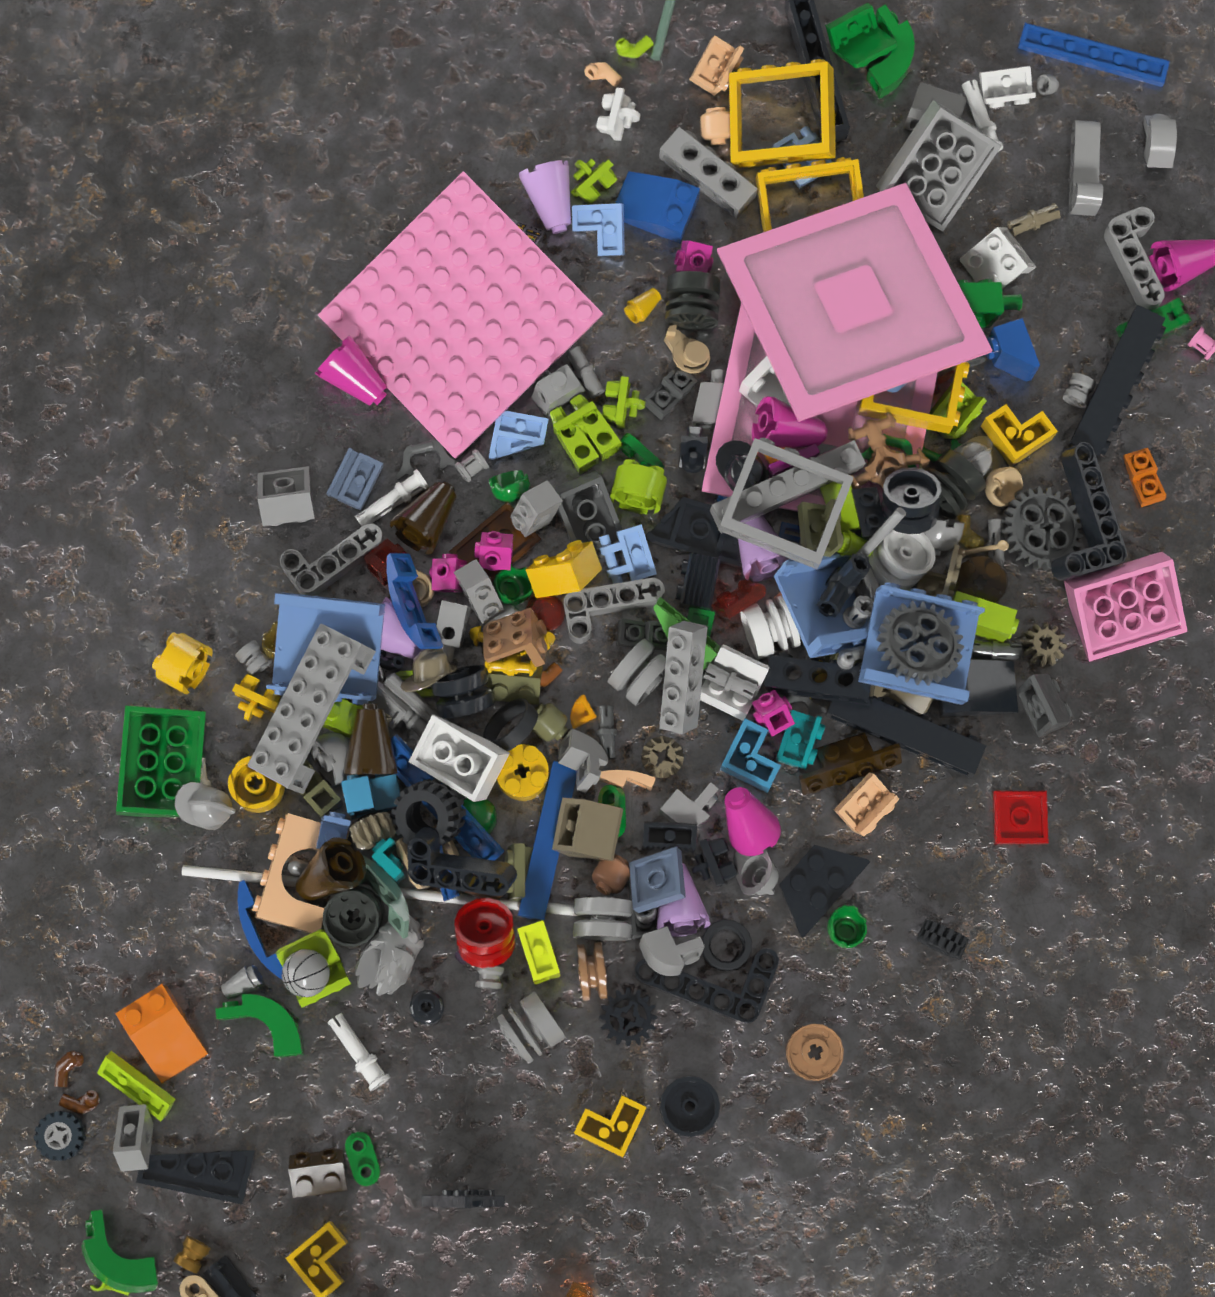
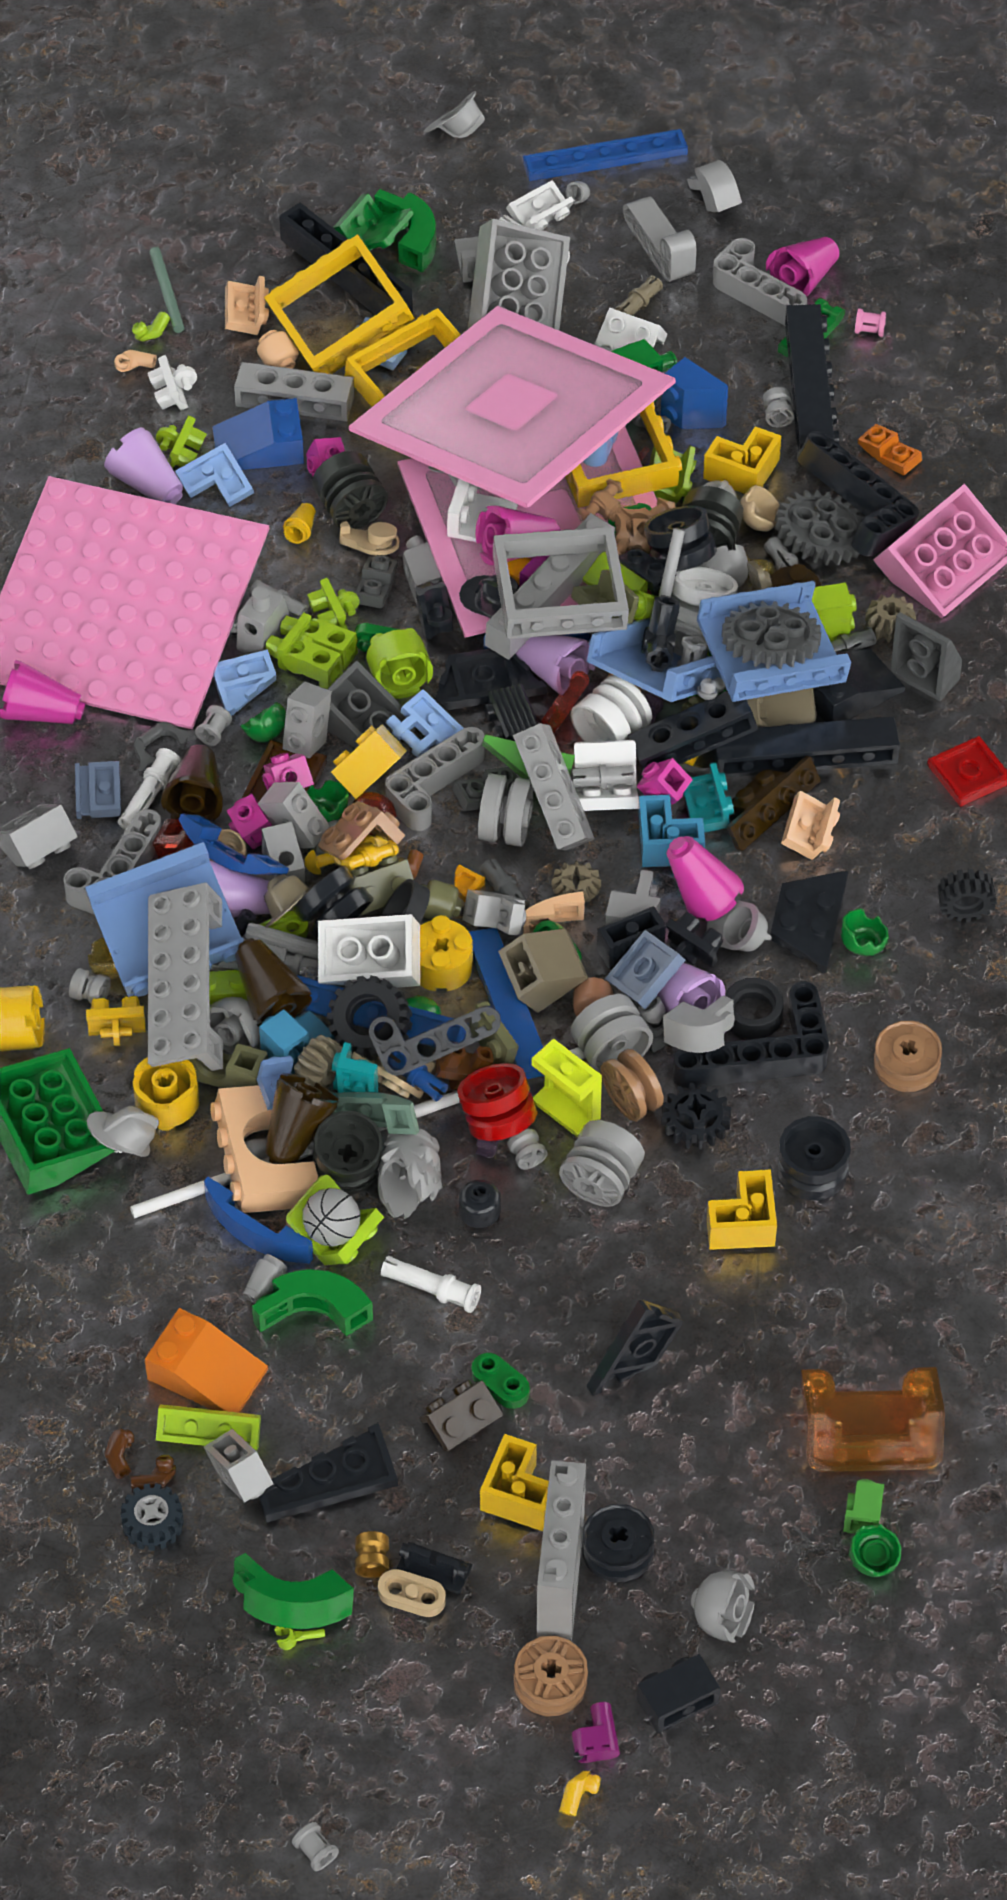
camera: 25 degrees left, 25 degrees down
(1002, 545) = (793, 552): tan hinge -> none

